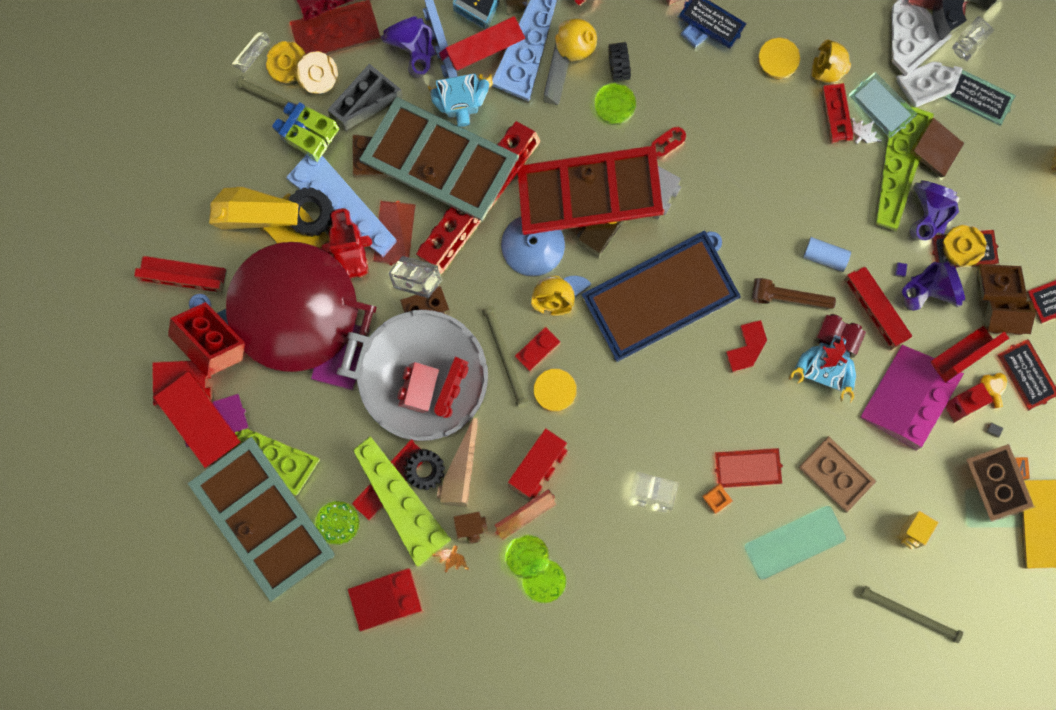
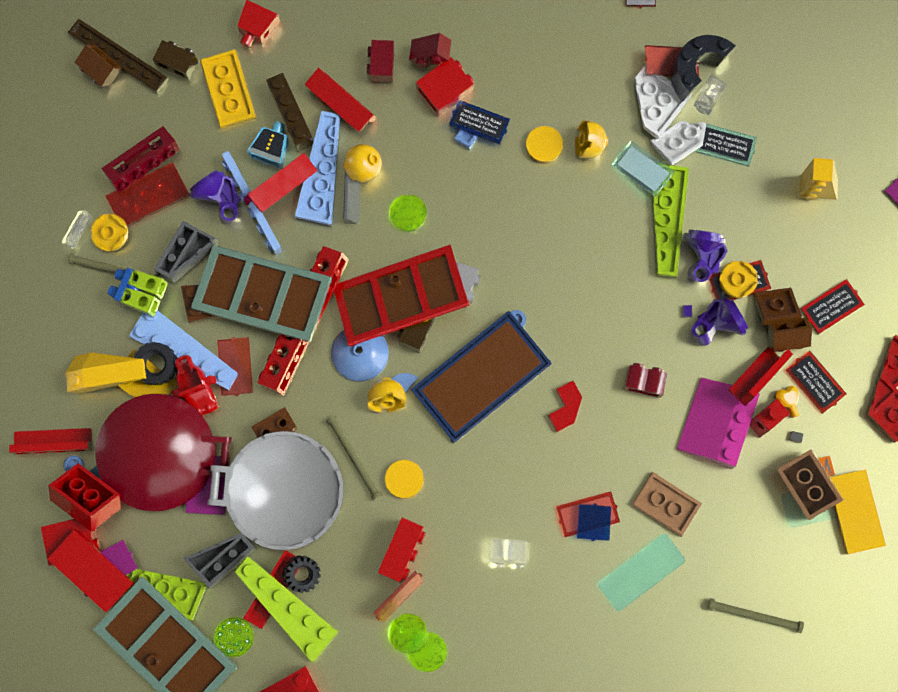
camera: 10 degrees left, 0 degrees up
(316, 72) = (138, 237): tile -> none
(339, 435) = (220, 559): none -> dark grey wedge
(415, 276) = (260, 403): clear brick -> none
(417, 387) = (281, 502): brick -> none
(451, 387) = (311, 496): red plate -> none
(451, 558) = (341, 648): clear orange piece -> none
(458, 477) = (333, 576): light nougat wedge -> none
(460, 96) = (269, 234): medium azure torso -> none
(470, 527) = (352, 618): reddish brown brick -> none
(537, 349) = (381, 445): red plate -> none
(619, 61) = (404, 175): black tyre -> none
(665, 139) = (464, 241): red beam -> none
(717, 498) = (565, 547): orange tile -> none
(753, 478) = (594, 522): none -> clear blue piece
(765, 291) = (572, 354): reddish brown axle -> none
(827, 254) = (620, 310): light blue brick -> none
(835, 354) = (643, 400): red piece -> none
(836, 377) = (640, 410): medium azure torso -> none
(837, 112) = (604, 182): red plate -> none
(864, 132) = (631, 195): white piece -> none
(878, 307) = (673, 348): red panel -> none
(917, 530) = (746, 541): yellow brick -> none
(937, 147) = (697, 197): reddish brown tile -> none

